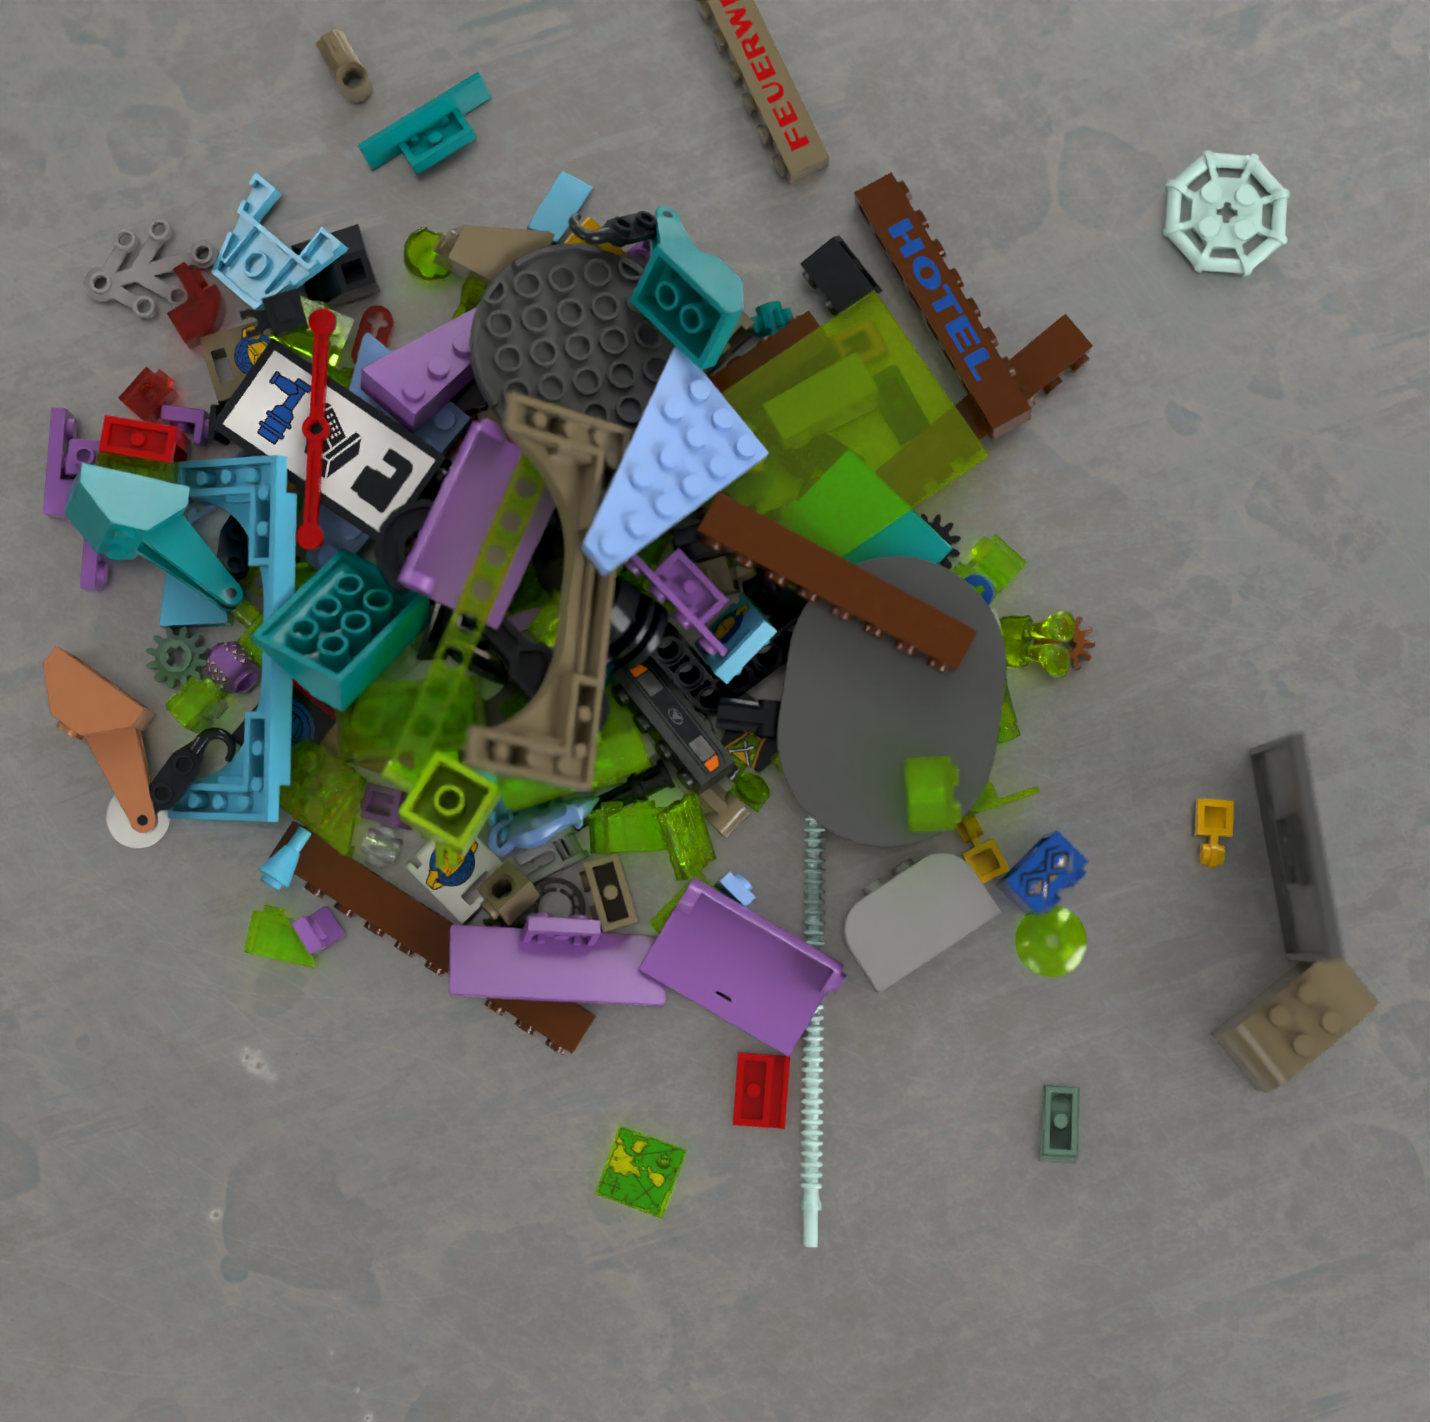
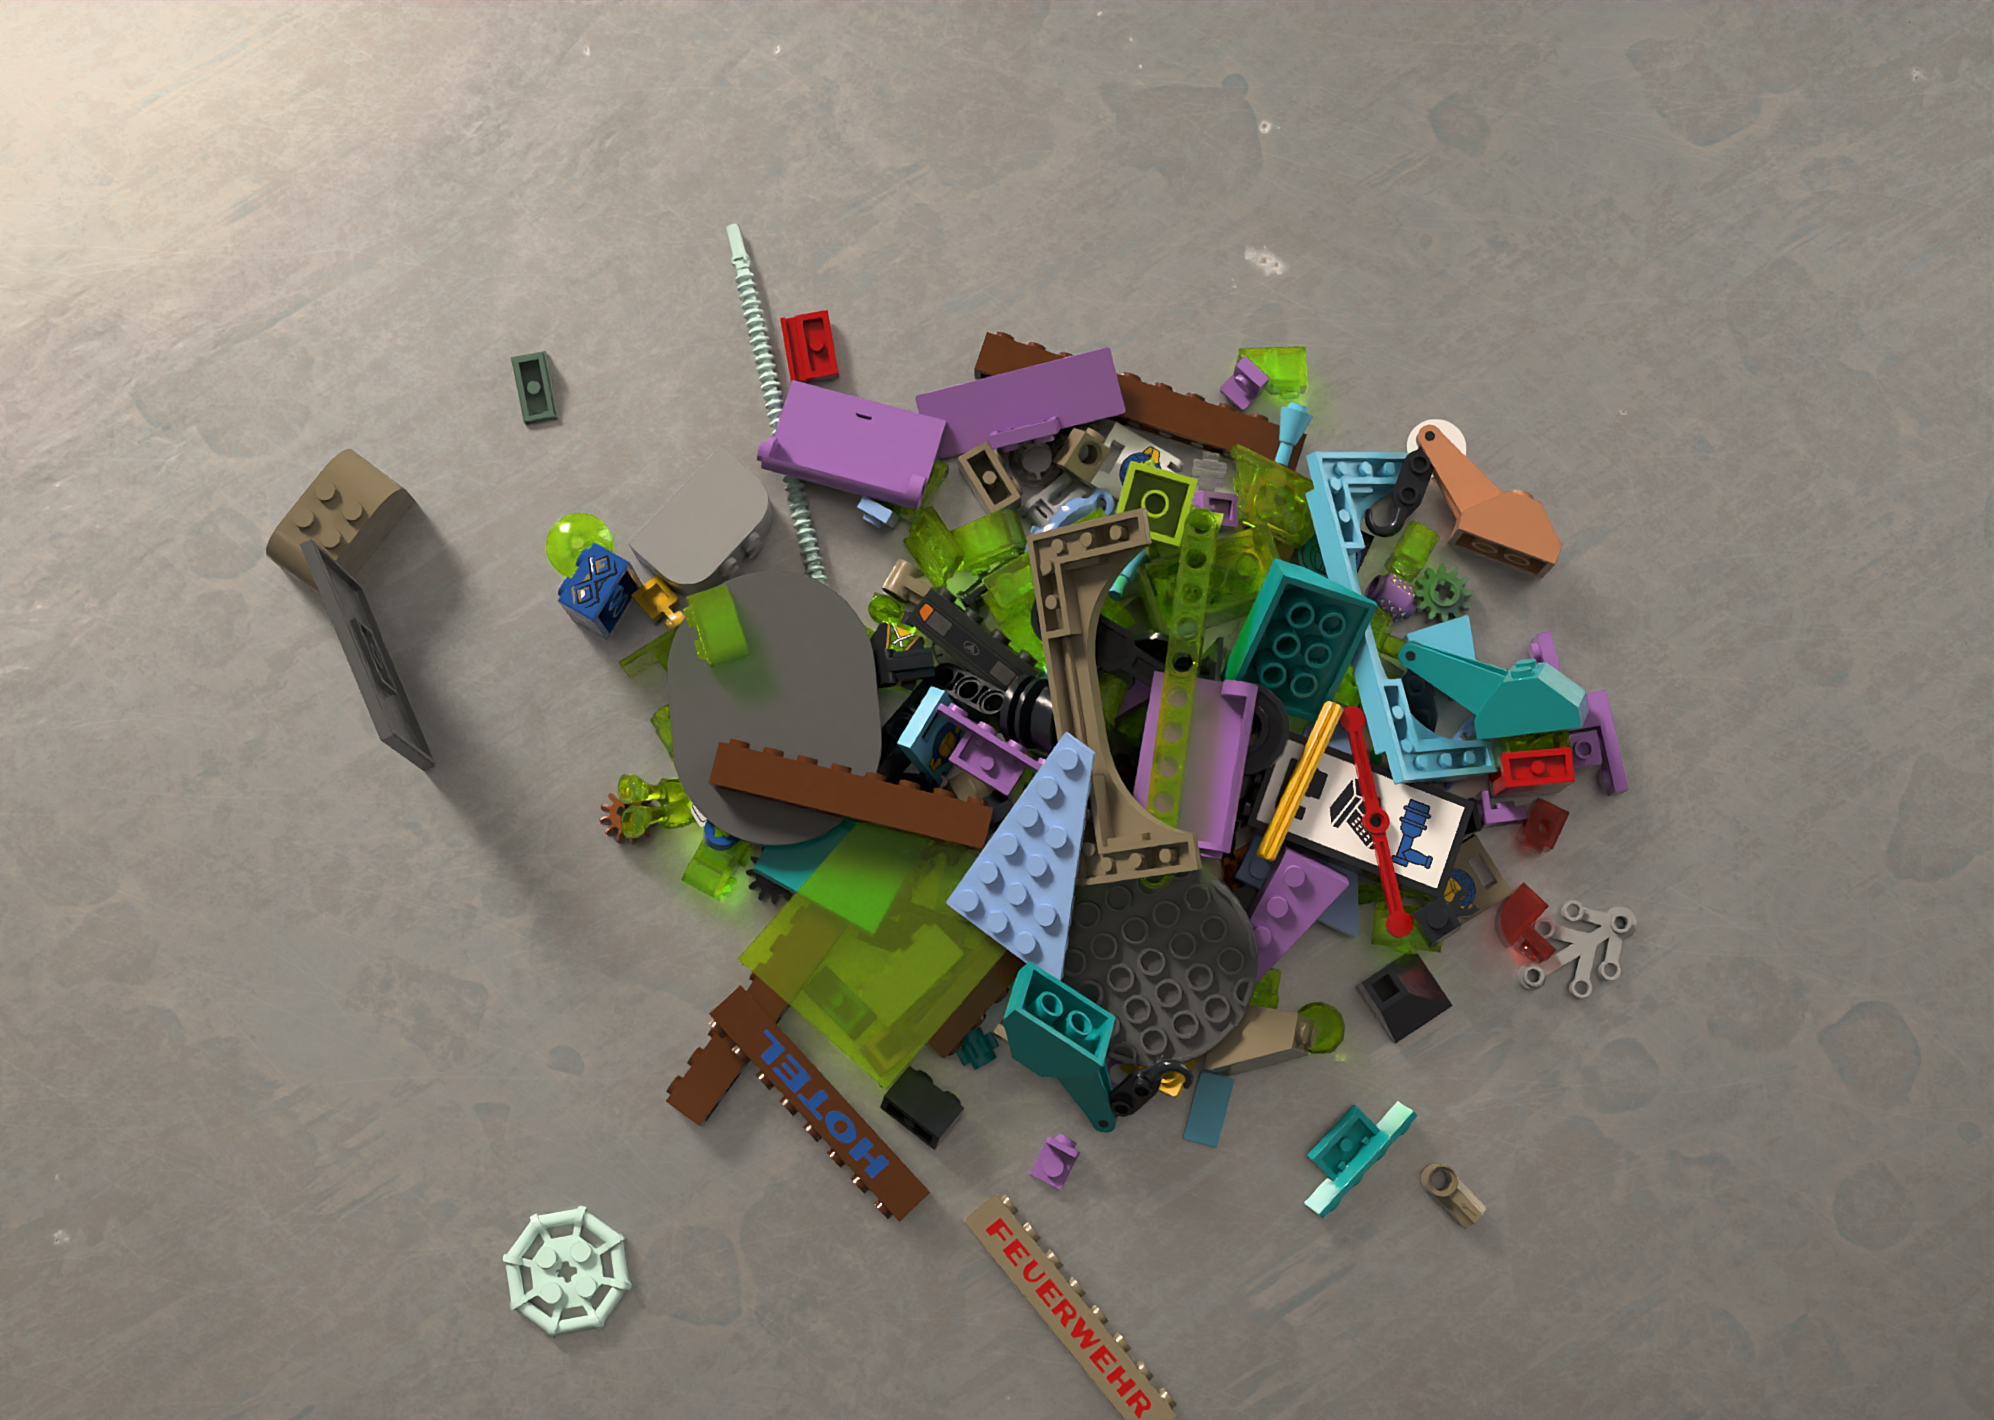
camera: 165 degrees right, 5 degrees down
(259, 263) = (1479, 979): medium azure wing -> none
(380, 485) = (1299, 781): none -> yellow axle
(384, 333) = (1358, 945): clear red beam -> none
(641, 1171) = (899, 253): clear neon green tile -> none
(723, 197) = (1055, 1161): none -> medium lavender bracket
(1213, 820) = (453, 688): yellow plate -> none

